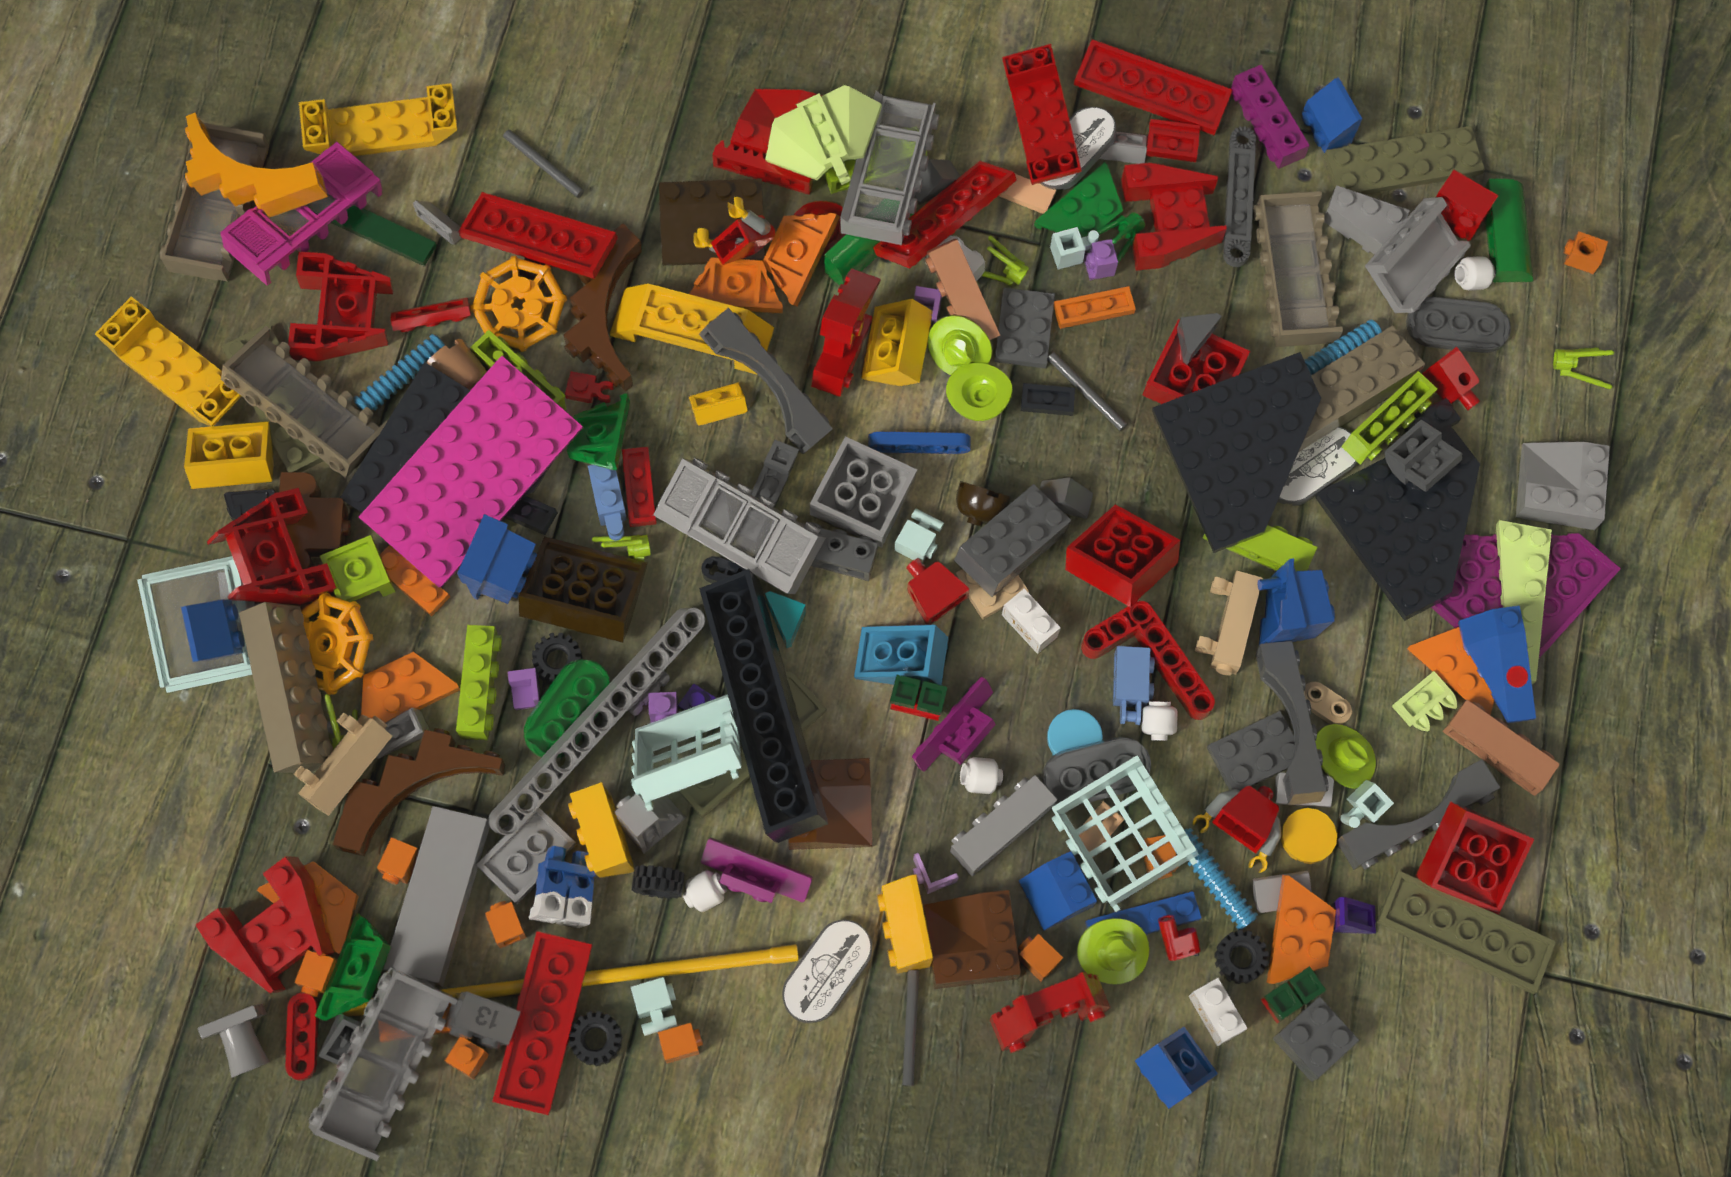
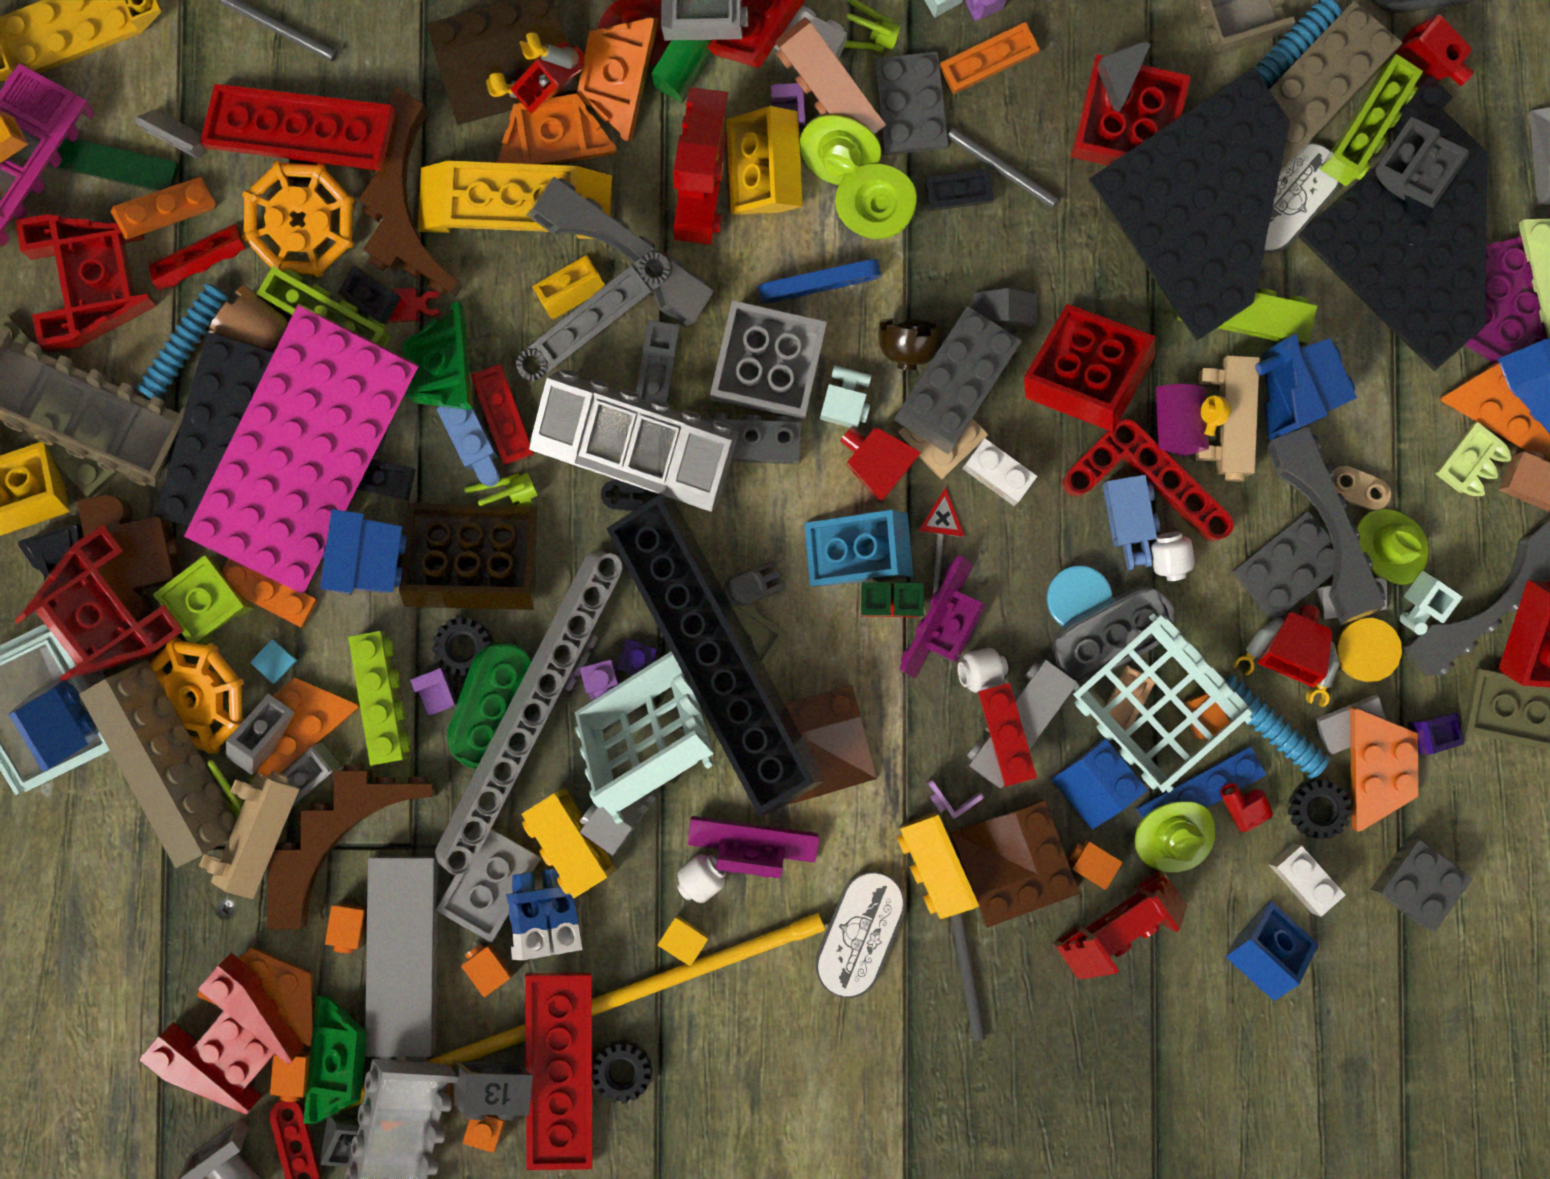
camera: 10 degrees left, 15 degrees up
(371, 685) = (258, 734): none -> light grey slope
(400, 636) = (274, 661): none -> medium azure tile
(415, 270) = (163, 208): none -> orange plate
(558, 371) = (369, 295): none -> black plate
(652, 1000) = (673, 1015): light aqua brick -> none
(657, 881) = (646, 883): black tyre -> none
(676, 937) = (683, 940): none -> yellow panel
(680, 1042) = (716, 1055): orange brick -> none
(732, 424) = (594, 315): none -> dark grey plate
(786, 615) = (715, 532): teal slope -> none
(808, 662) = (752, 585): none -> dark grey arm
(974, 651) = (941, 521): none -> piece
(988, 826) = (1007, 734): none -> red plate
(1189, 612) = (1180, 419): none -> magenta brick
(1216, 611) = (1215, 412): none -> yellow piece
(1293, 994) = (1388, 843): dark green hips -> none

